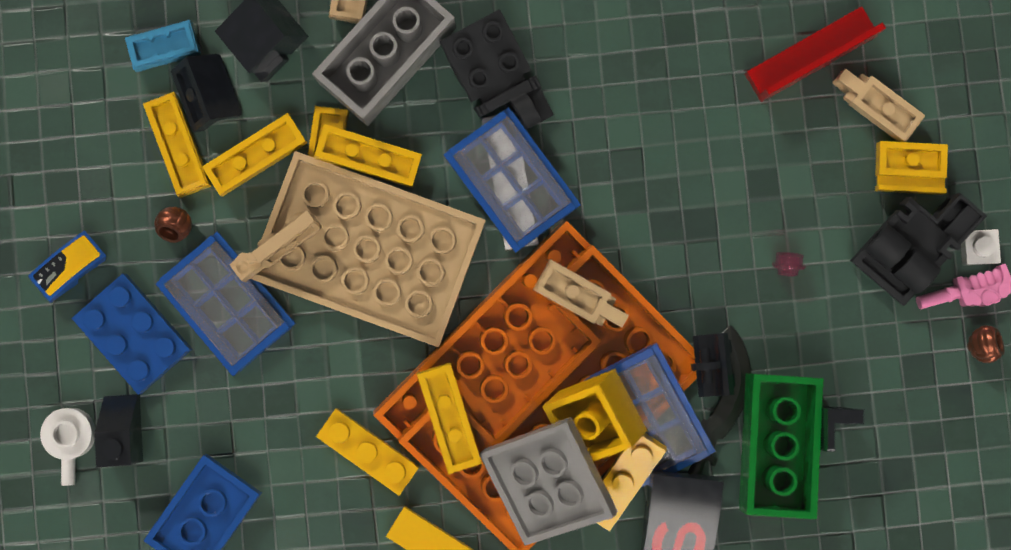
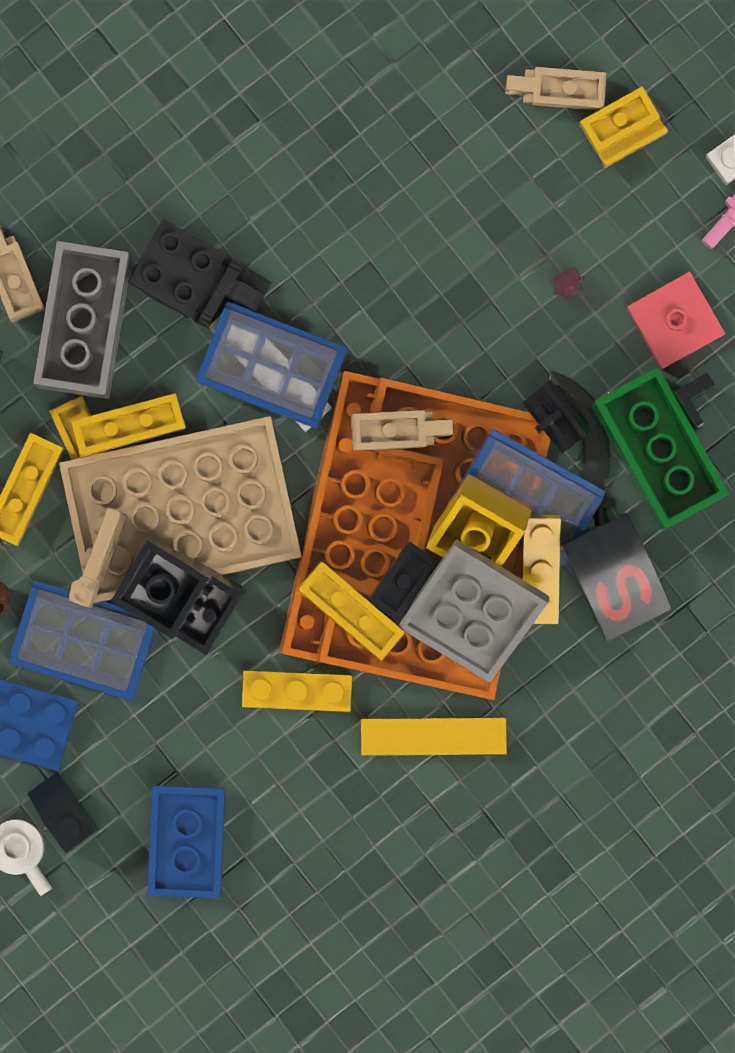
camera: 25 degrees left, 0 degrees up
(320, 317) = (179, 596): none -> black slope
(506, 420) = (402, 581): none -> black plate
(812, 53) = (470, 79): red panel -> none
(856, 347) = (675, 320): none -> coral plate
(913, 246) = (666, 201): black plate -> none

